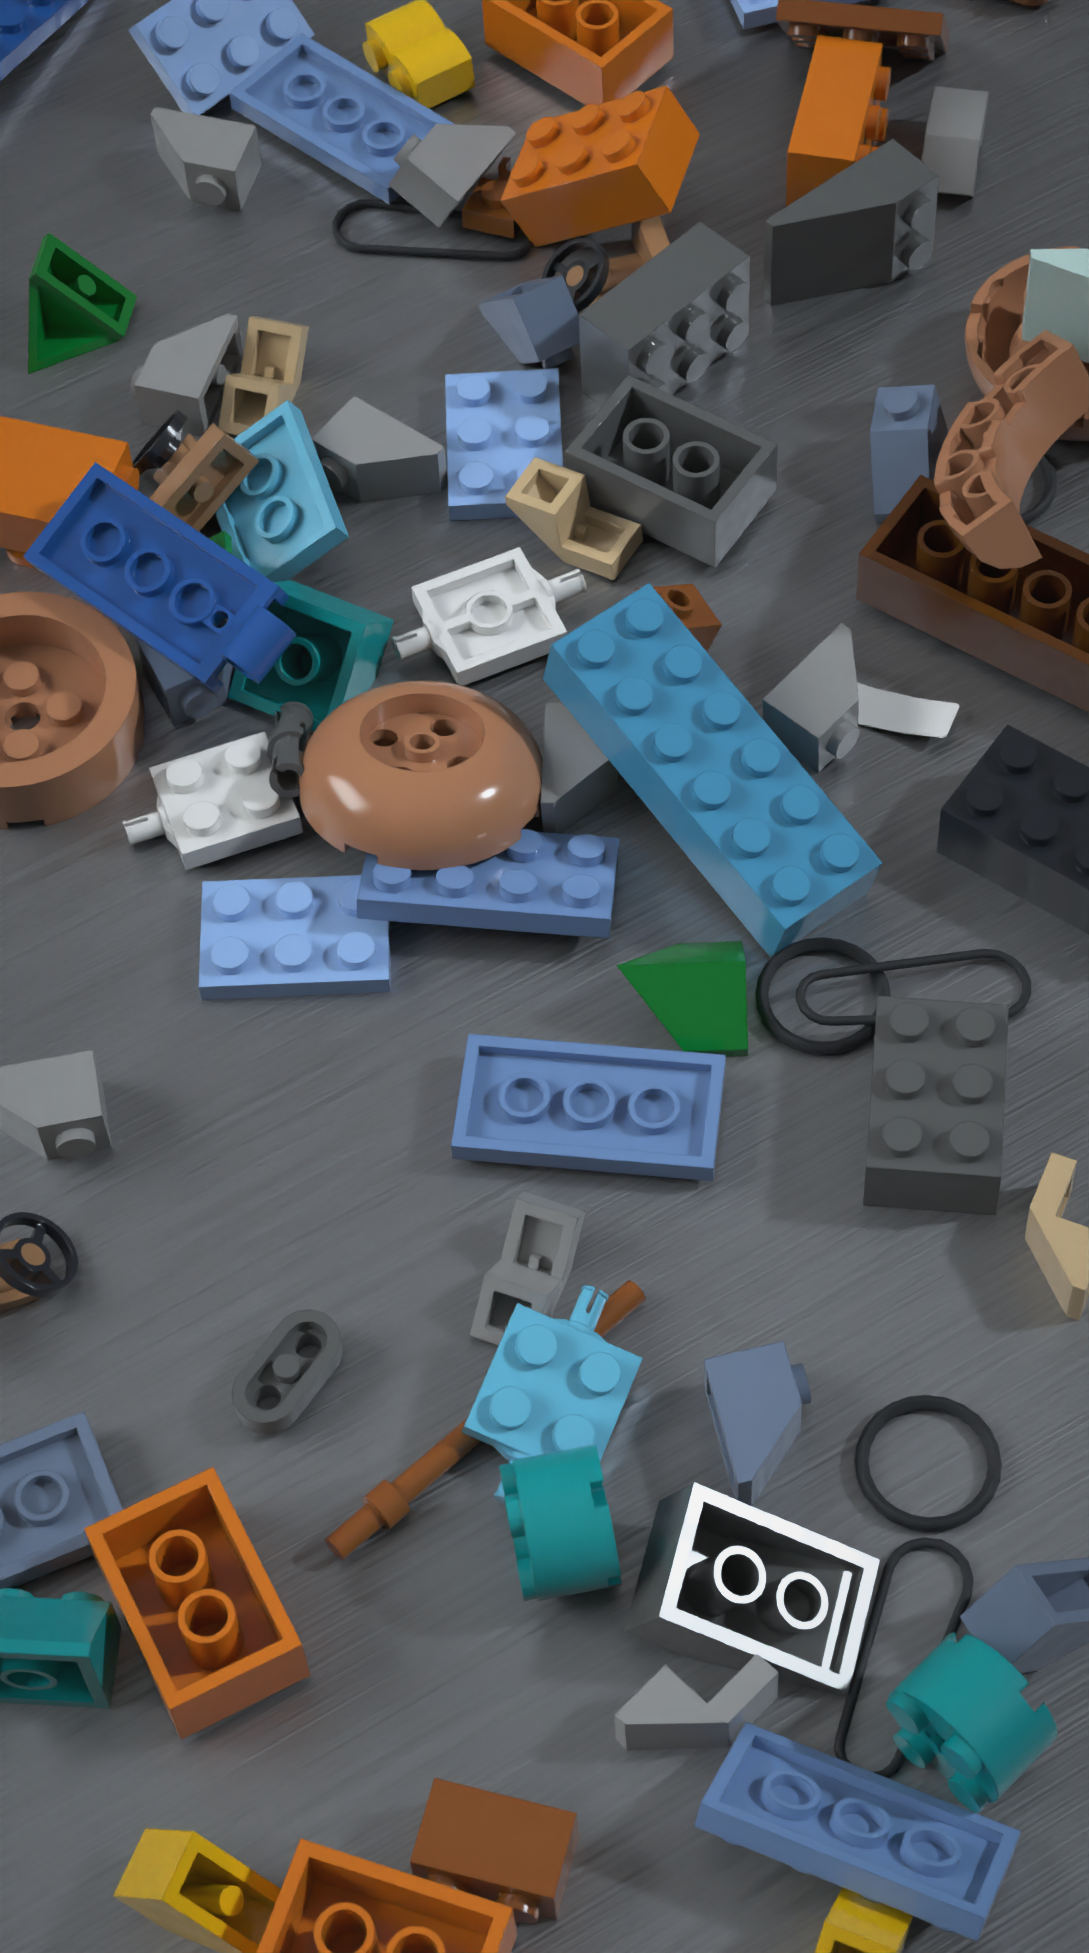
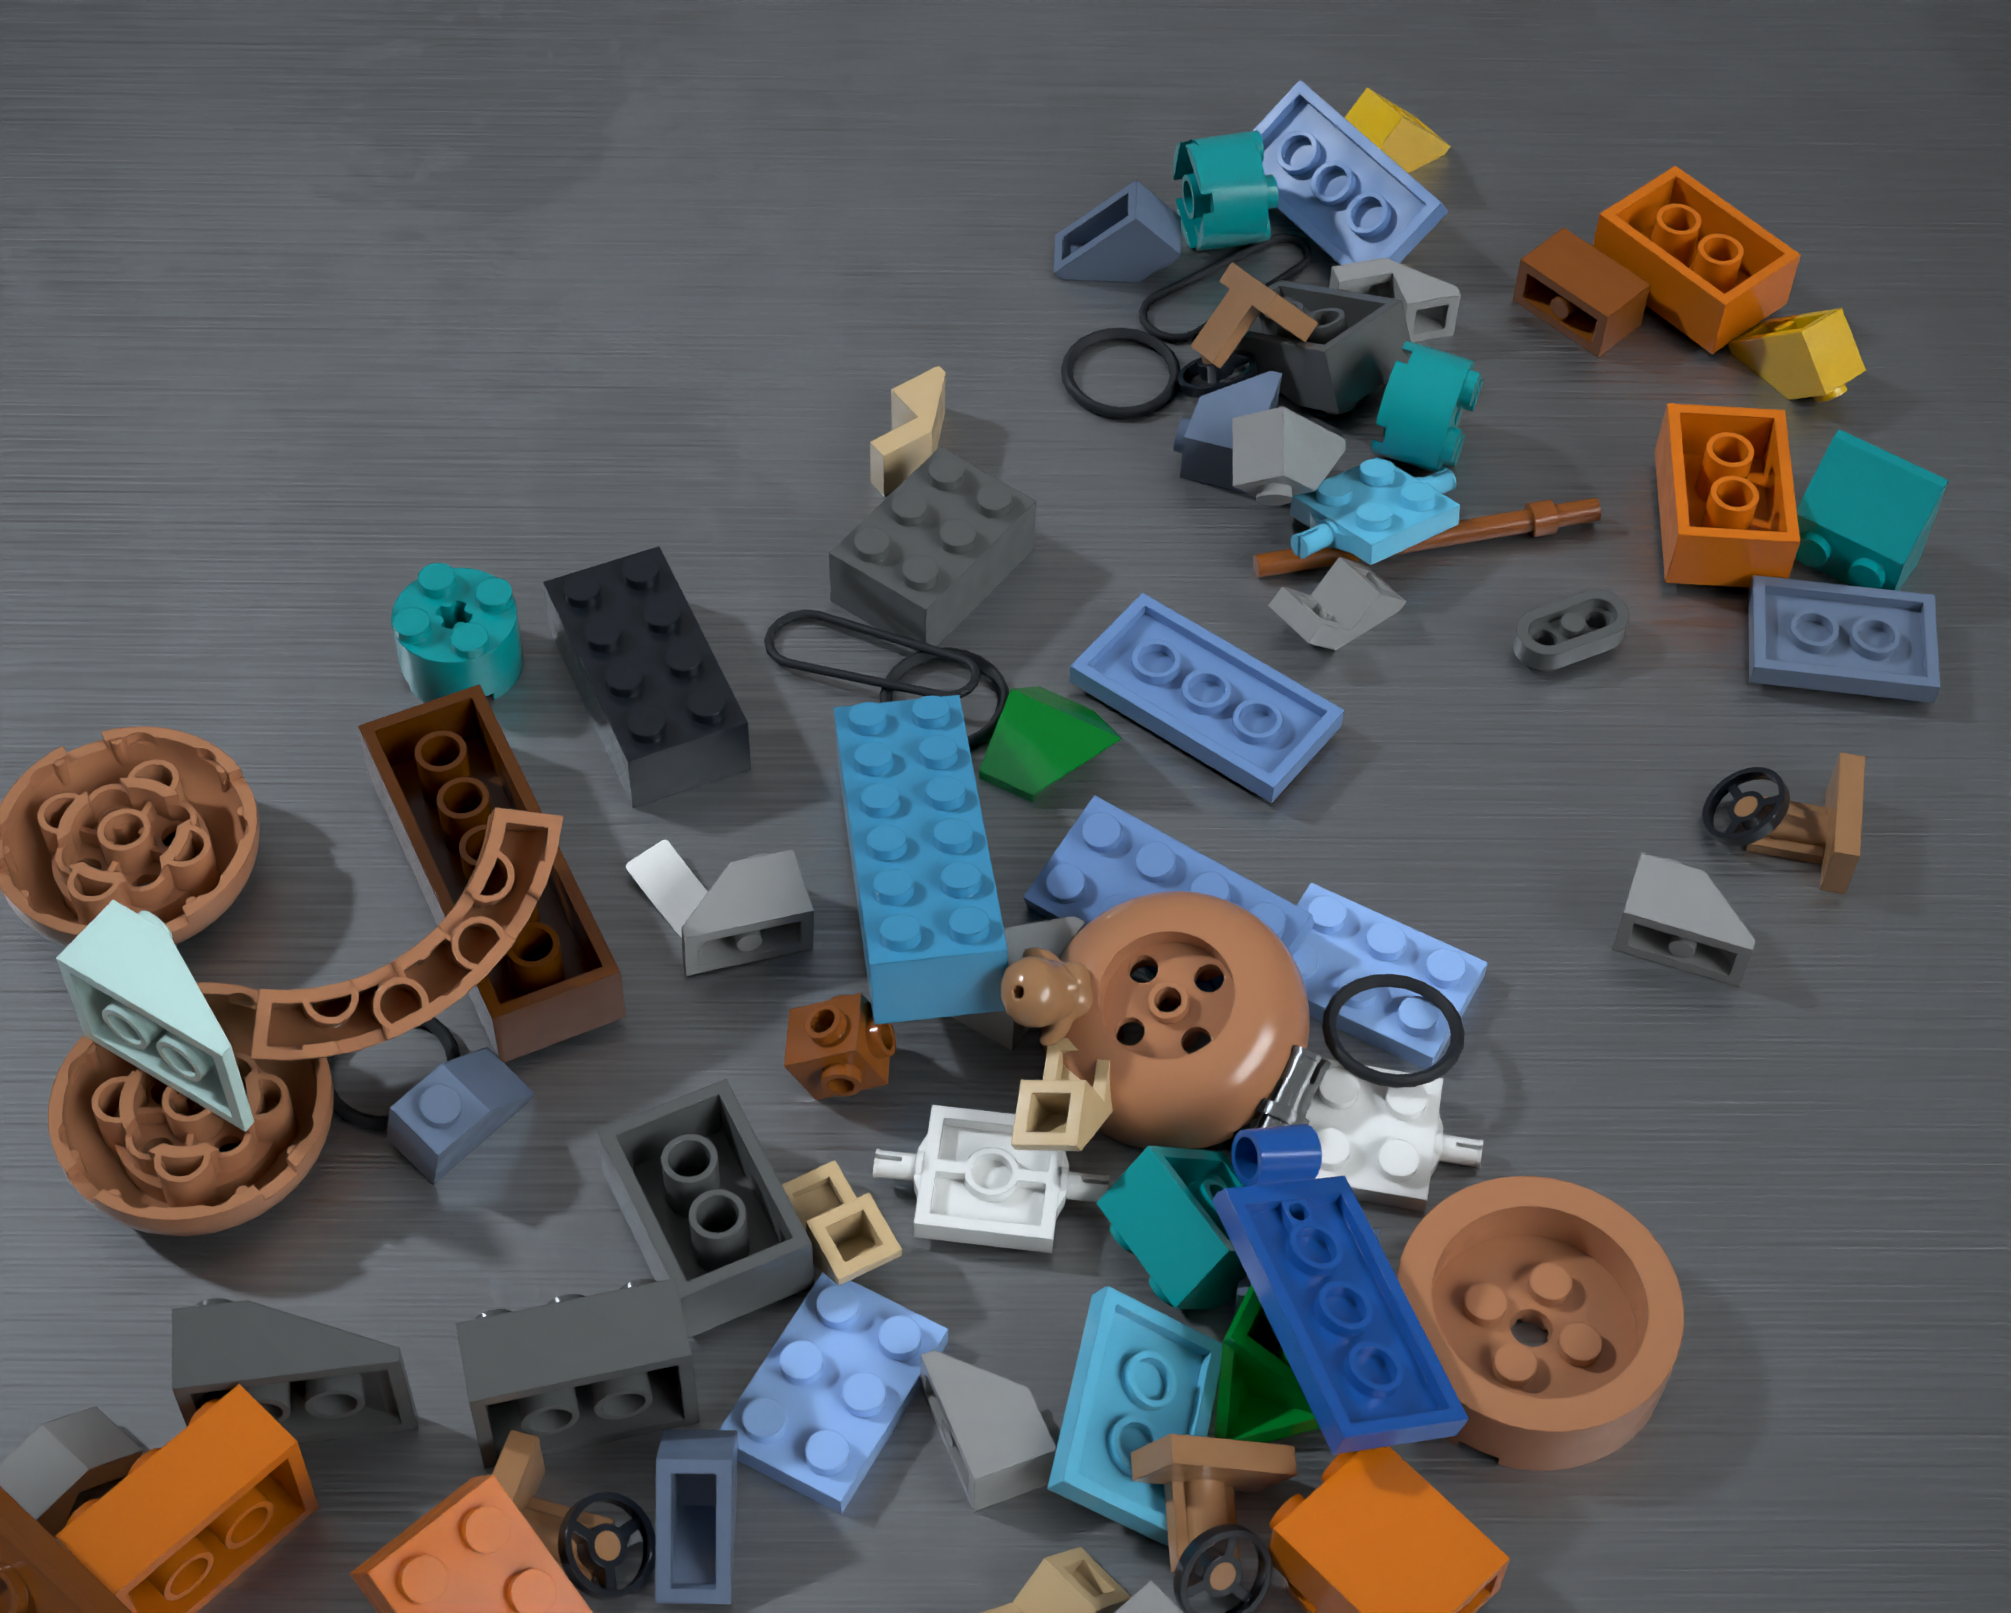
camera: 155 degrees left, 5 degrees down
(245, 909) = (1388, 1079): none -> black tyre
(454, 638) = (1061, 1108): none -> tan slope
(514, 671) = (1046, 993): none -> medium nougat animal
(666, 1371) = (1281, 455): none -> light grey slope
(811, 1528) = (1229, 325): none -> medium nougat piece

